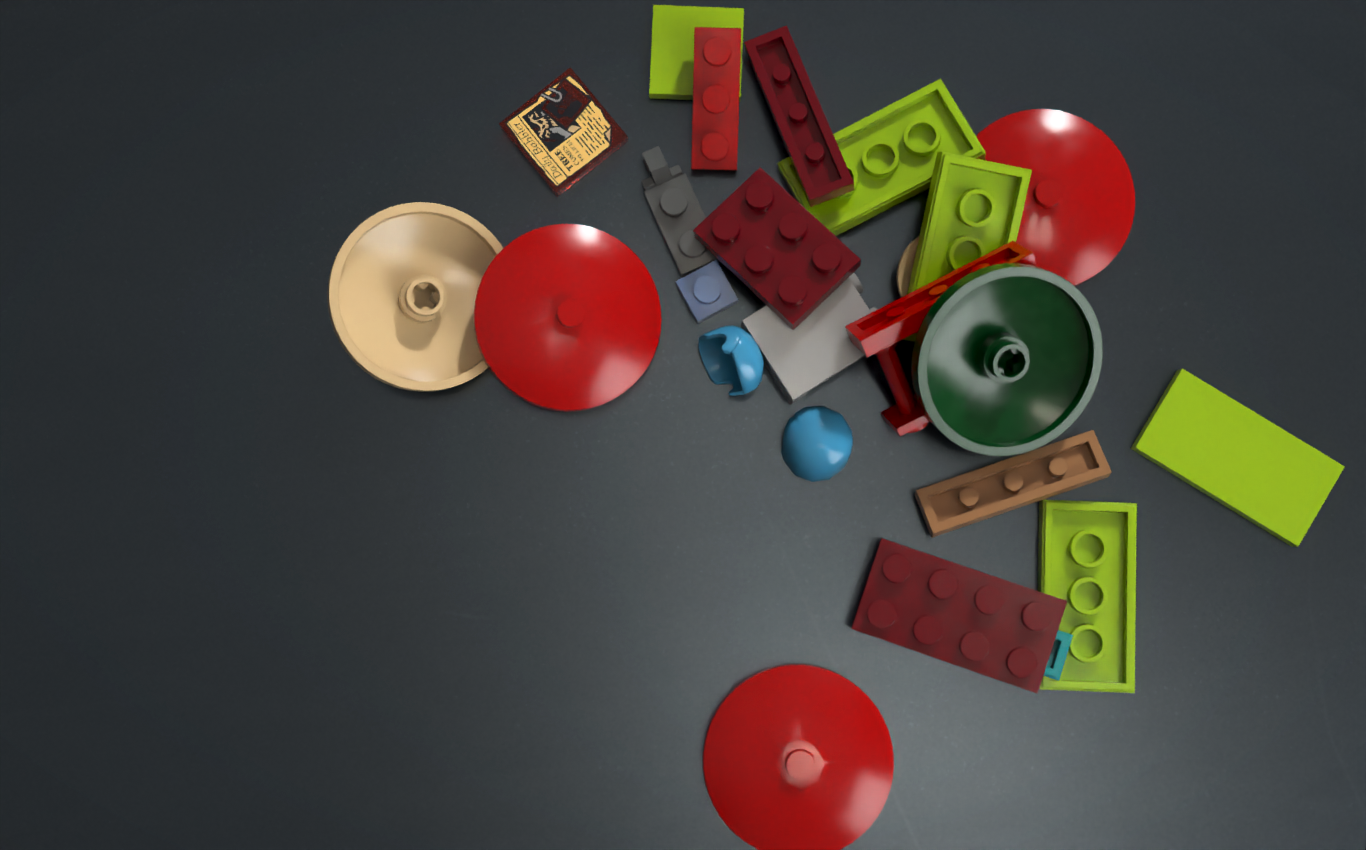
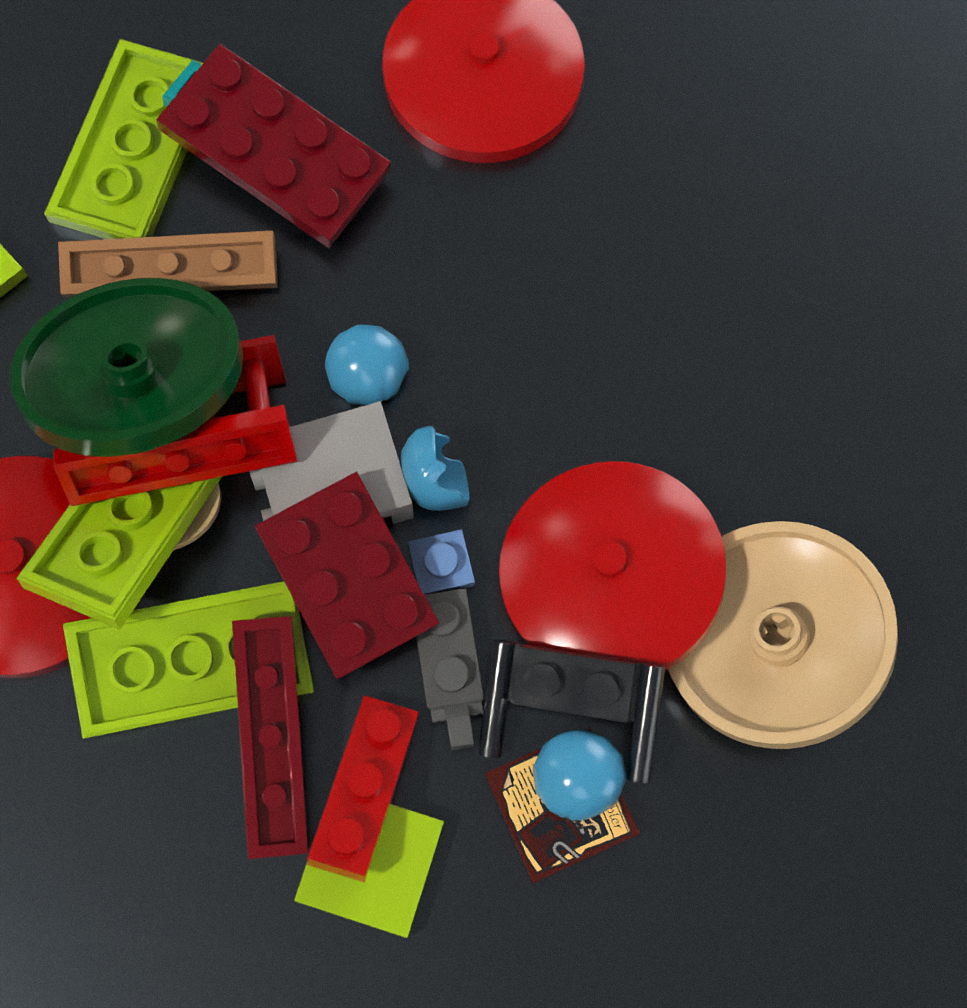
camera: 170 degrees left, 10 degrees down
(554, 150) = (579, 774): none -> dark azure hair
(576, 211) = (574, 685): none -> black plate

